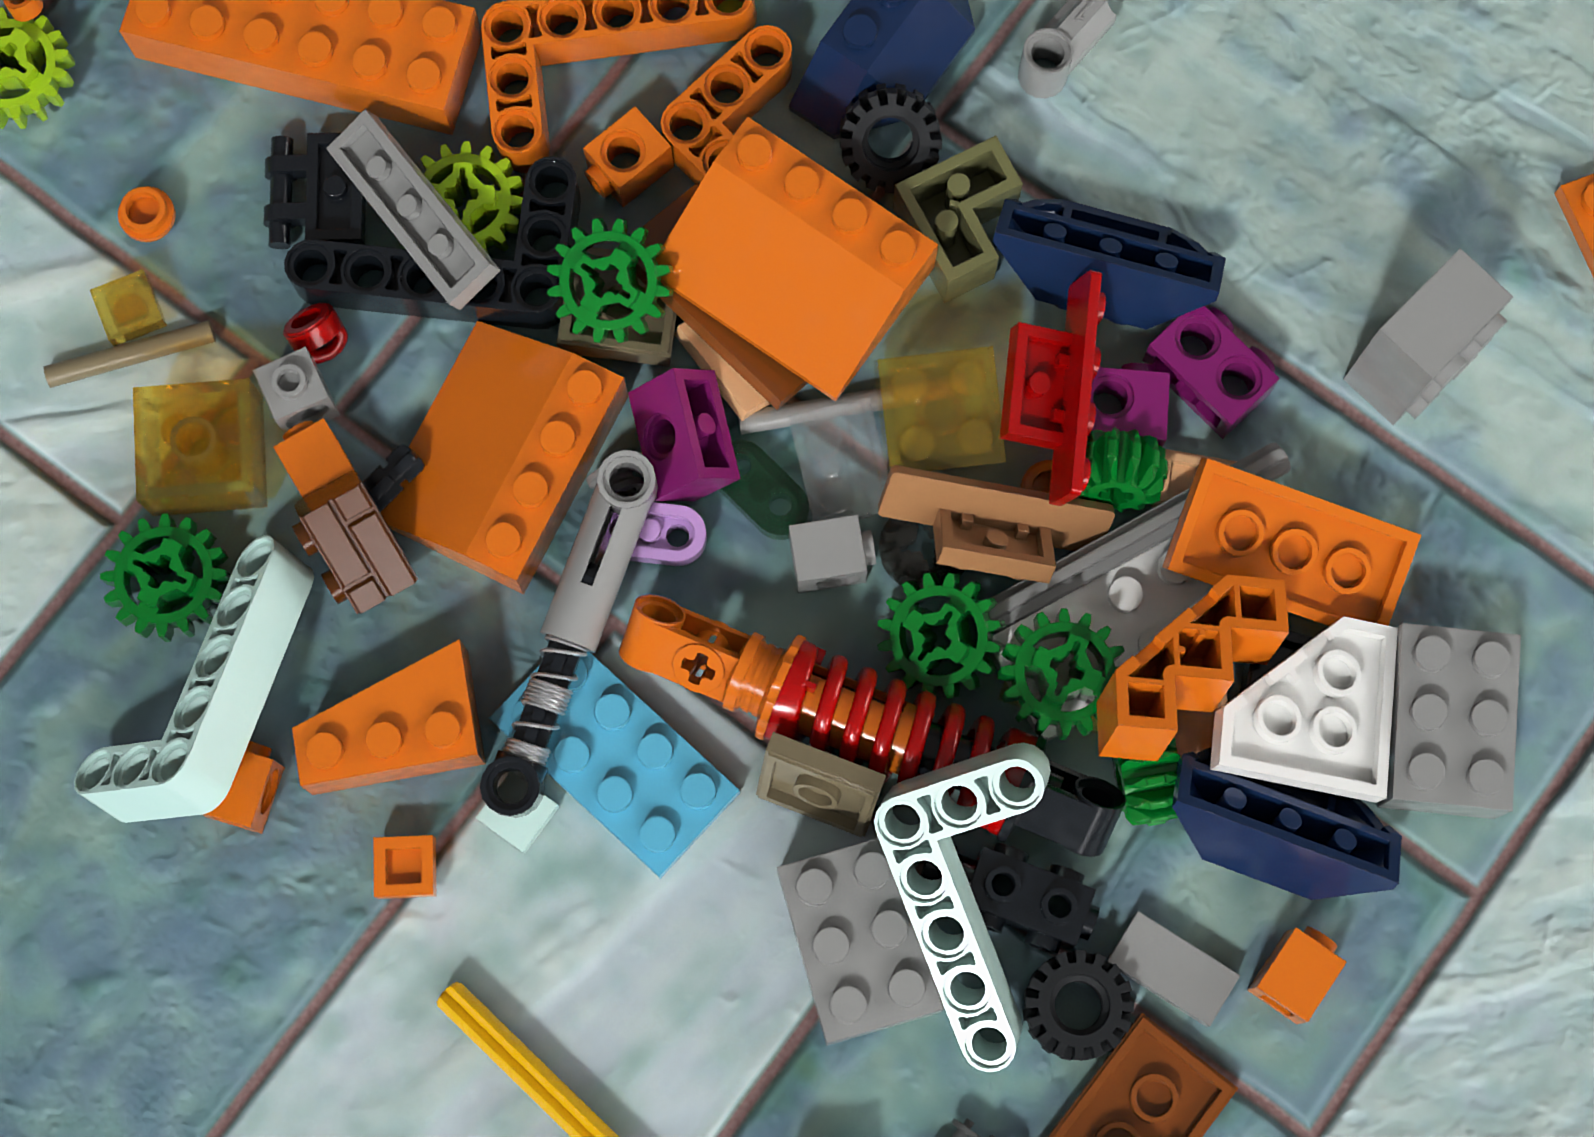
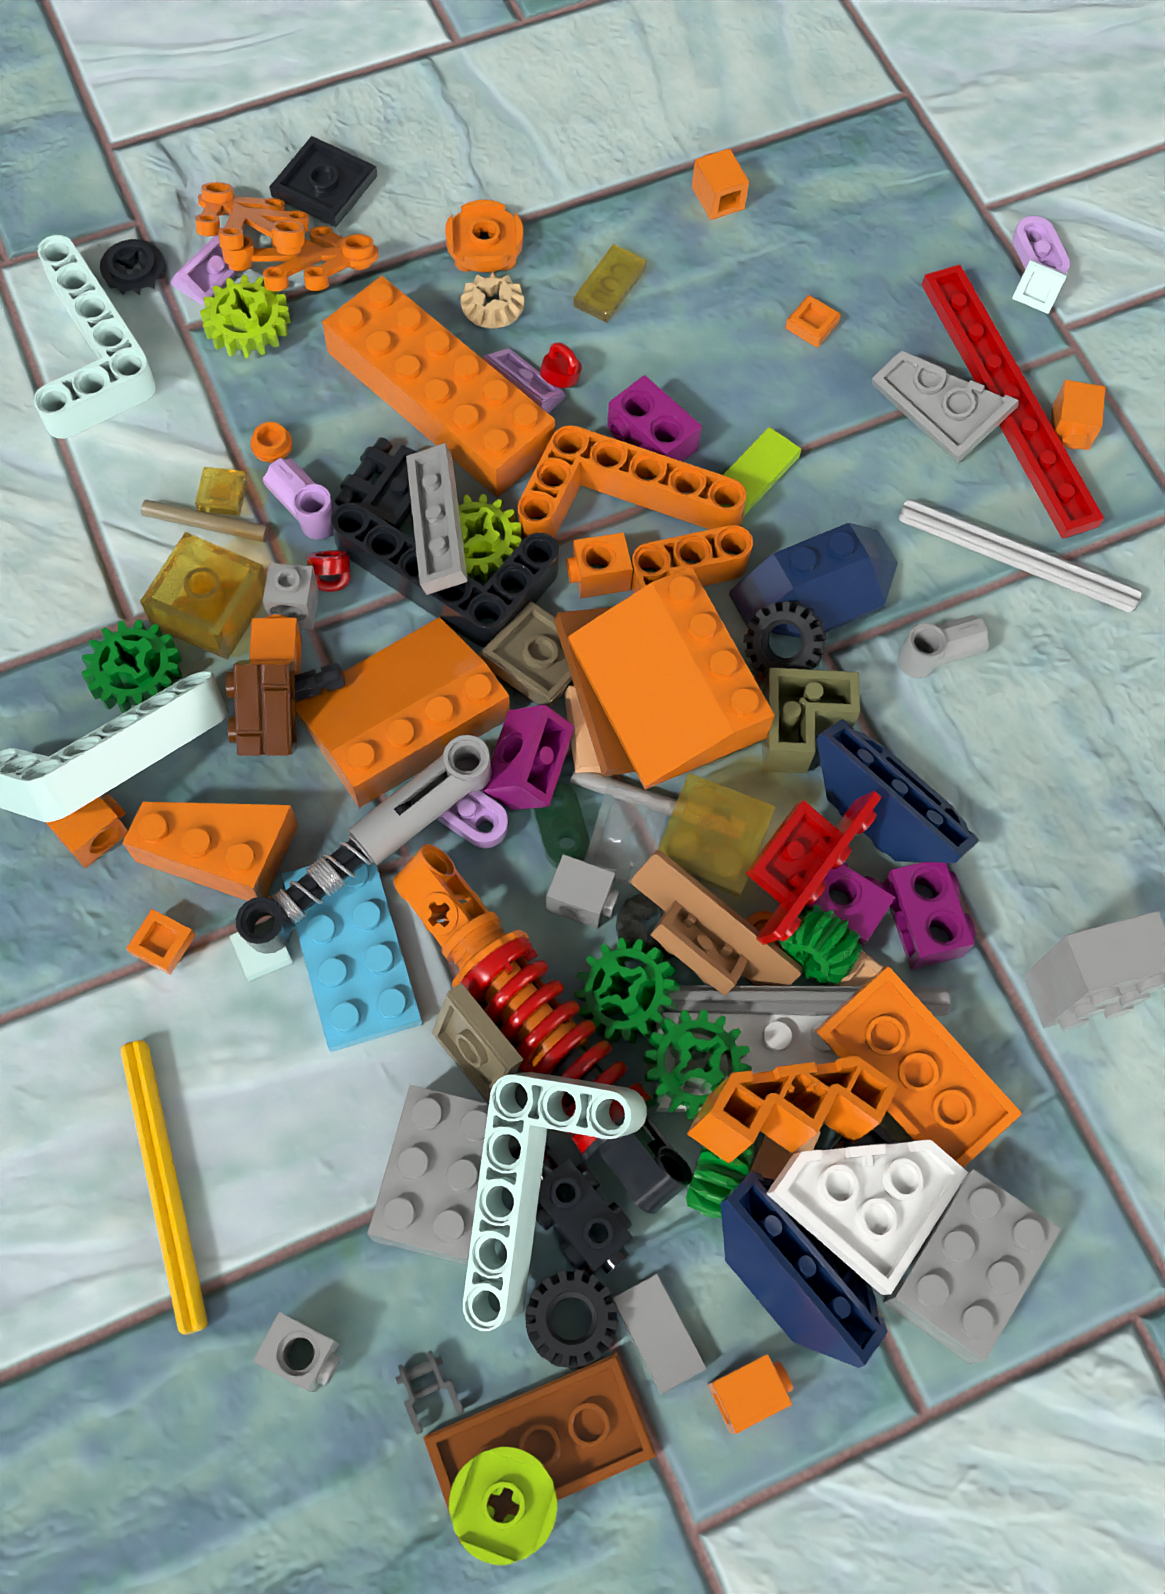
camera: 25 degrees right, 10 degrees down
(227, 264) = (301, 497): none -> lavender piece
(625, 259) = (553, 620): green gear -> none

